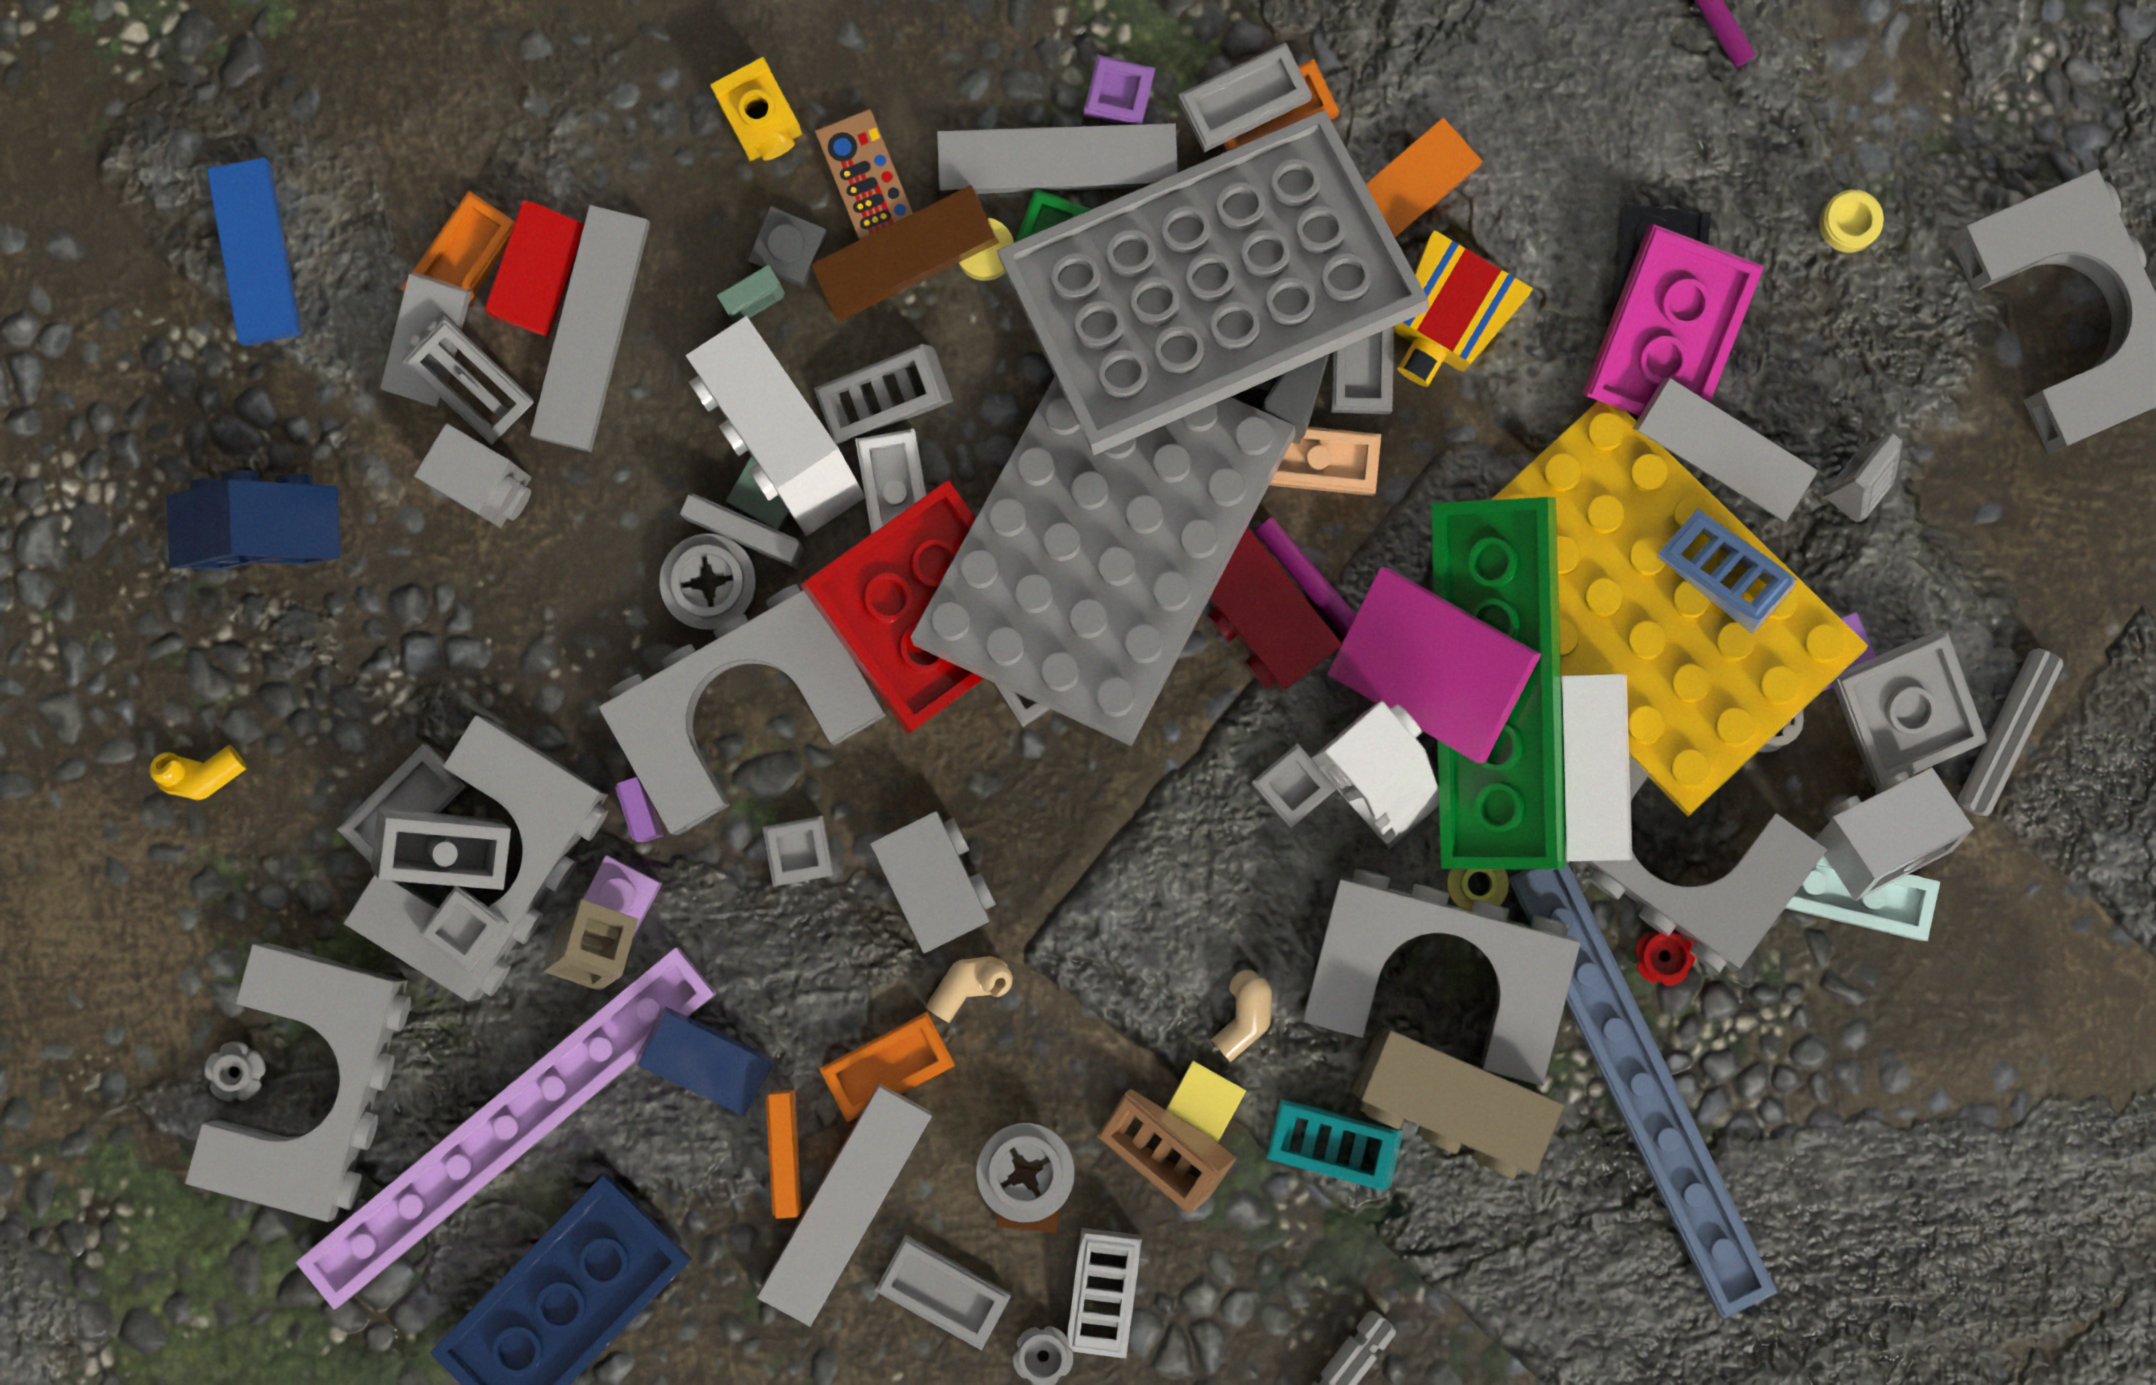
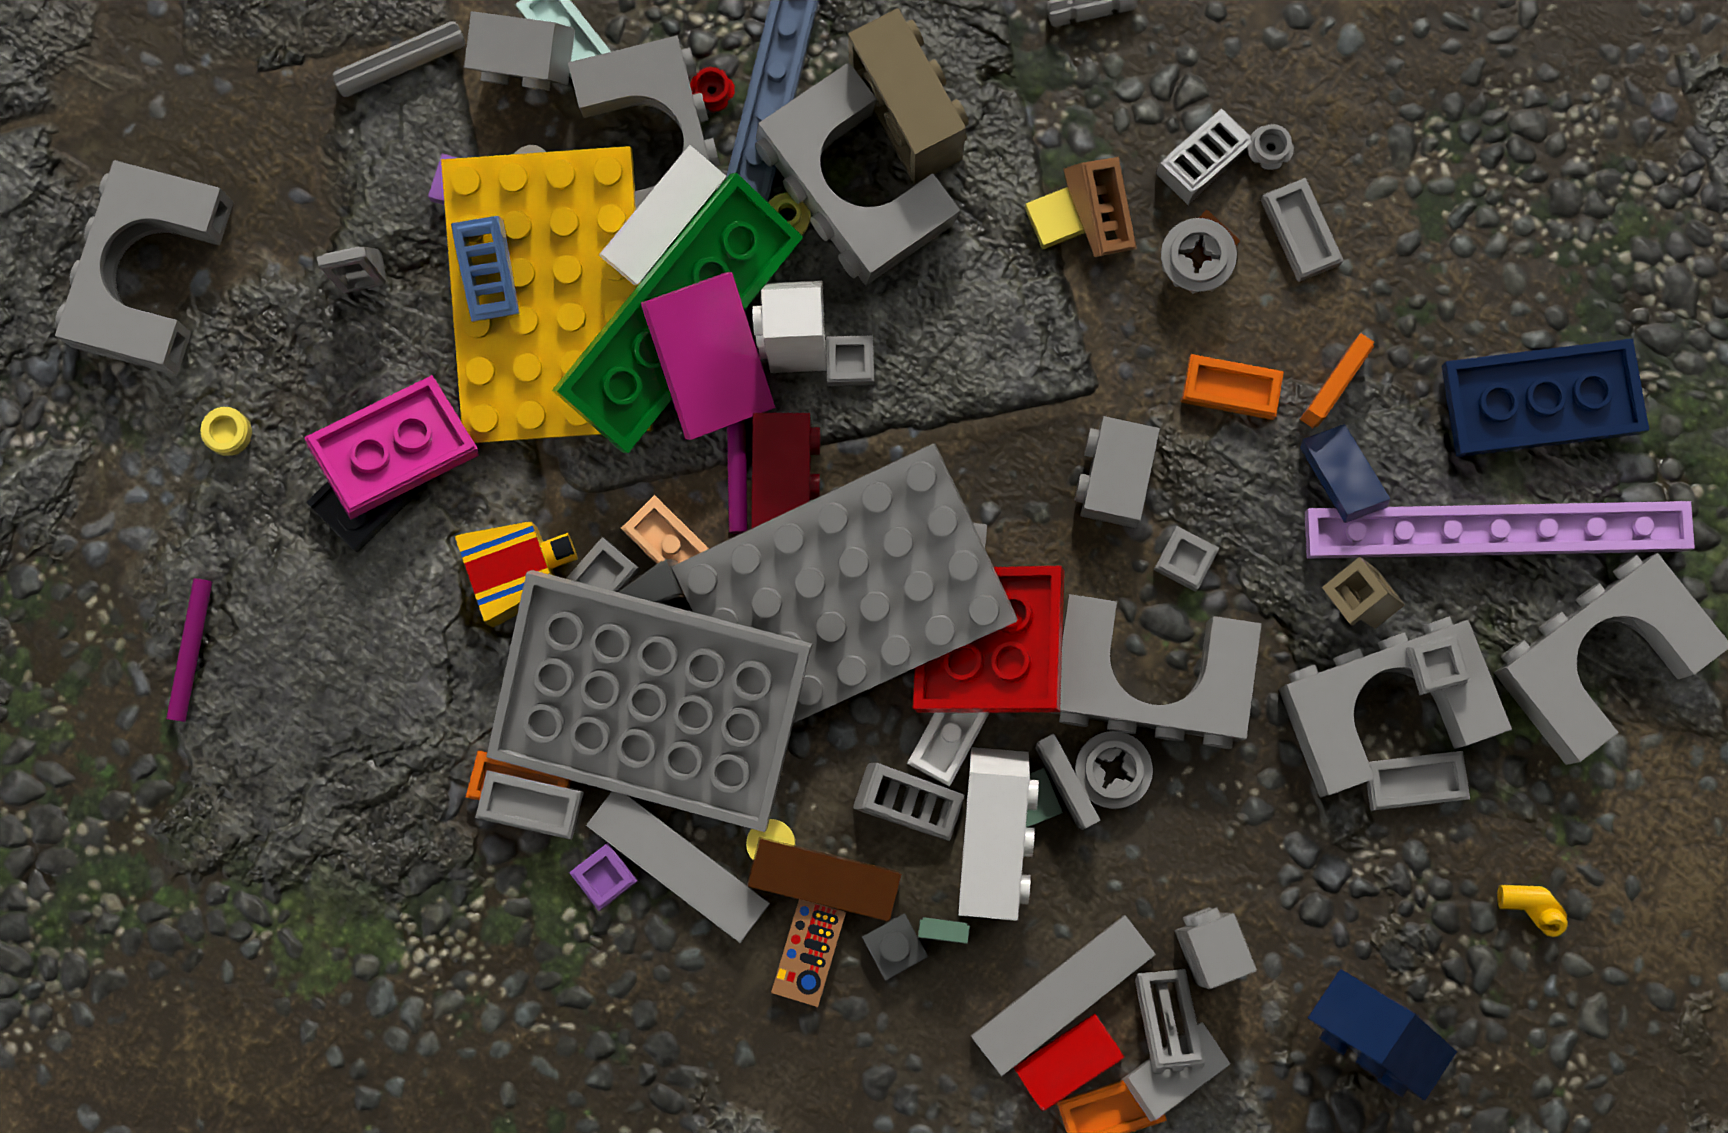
camera: 135 degrees left, 5 degrees down
(251, 1072) = (1634, 697): light grey plate -> none
(440, 849) = (1415, 727): light grey brick -> none
(623, 889) = (1317, 619): lavender plate -> none
(638, 811) = (1269, 657): medium lavender tile -> none
(746, 89) = (841, 1069): yellow brick -> none
(844, 1204) = (1323, 323): light grey tile -> none
(969, 979) = (1140, 399): tan arm -> none
(1047, 211) = (714, 833): green tile -> none
(1252, 1014) = (986, 244): tan arm -> none
(1386, 1158) = (1010, 124): teal slope -> none
(1422, 176) = (461, 668): orange tile -> none
(1725, 449) = (422, 351): light grey tile -> none
(1909, 708) = (445, 115): light grey tile -> none

